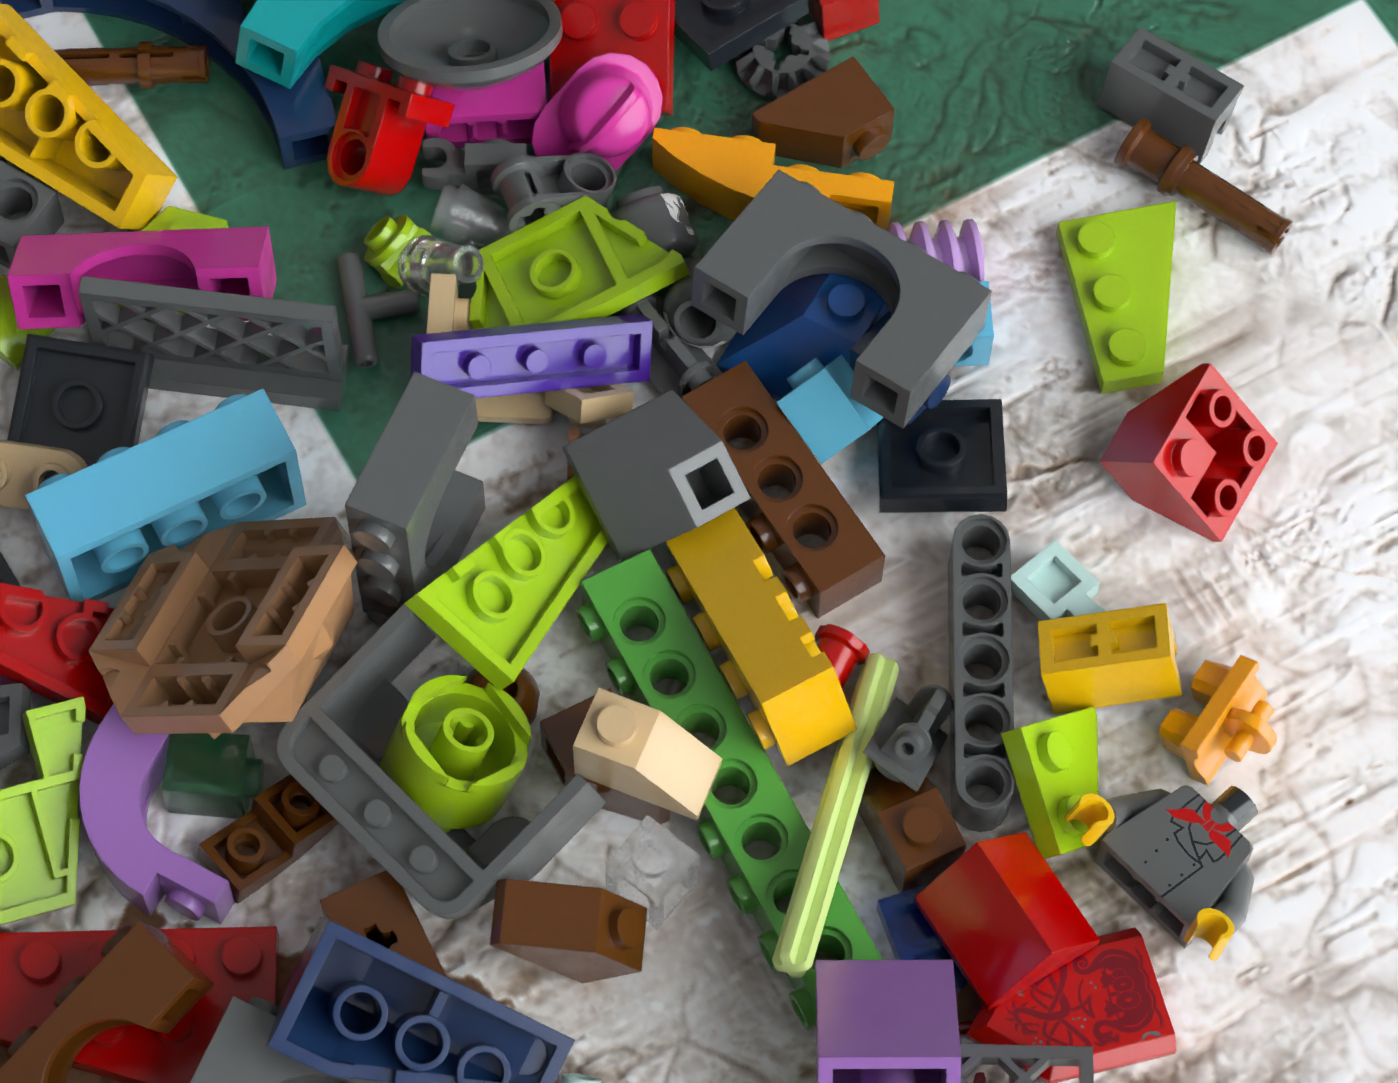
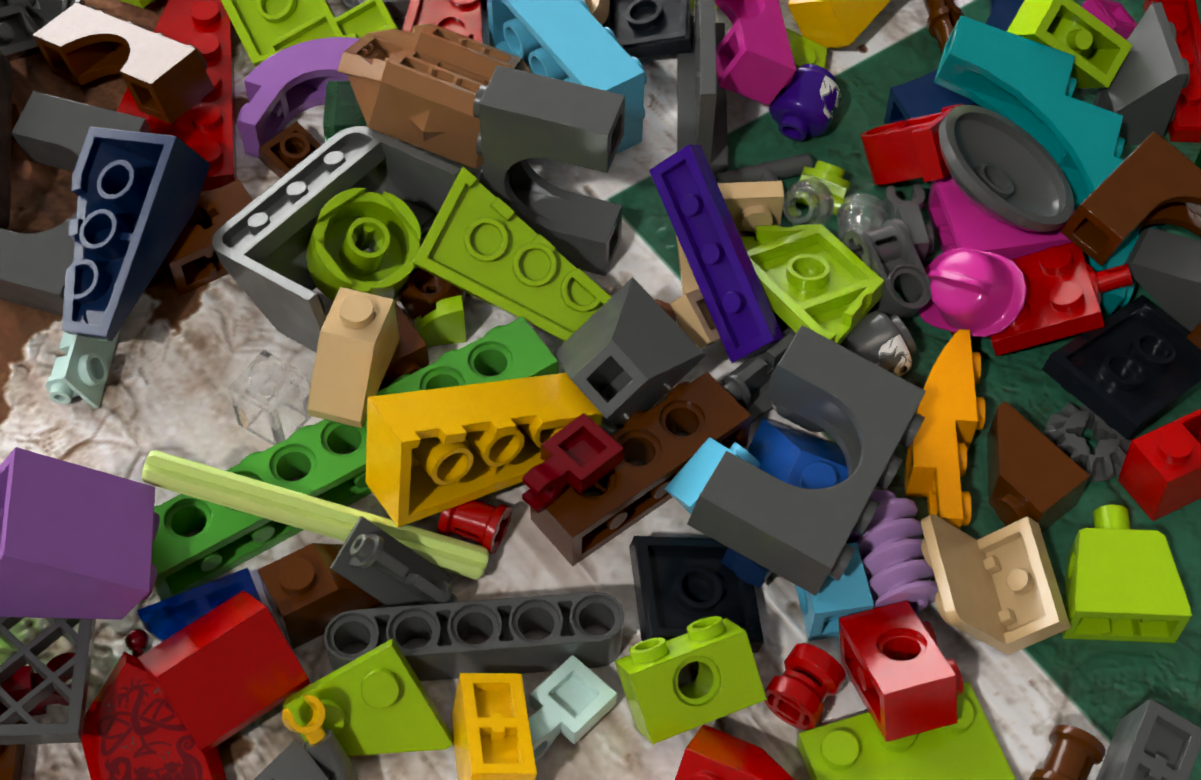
camera: 85 degrees right, 10 degrees down
(286, 231) = (807, 103): none -> dark purple head
(552, 680) = (443, 324): none -> lime tile
(569, 928) = (210, 332): reddish brown slope -> none
(802, 531) = (575, 456): none -> dark red plate
(960, 64) = (1123, 583): none -> lime torso
(961, 167) = (995, 585): none -> tan bracket
(1052, 465) = (724, 682): none -> lime brick
(1056, 367) = (804, 686): none -> red wheel
(1087, 284) = (899, 670): none -> red brick

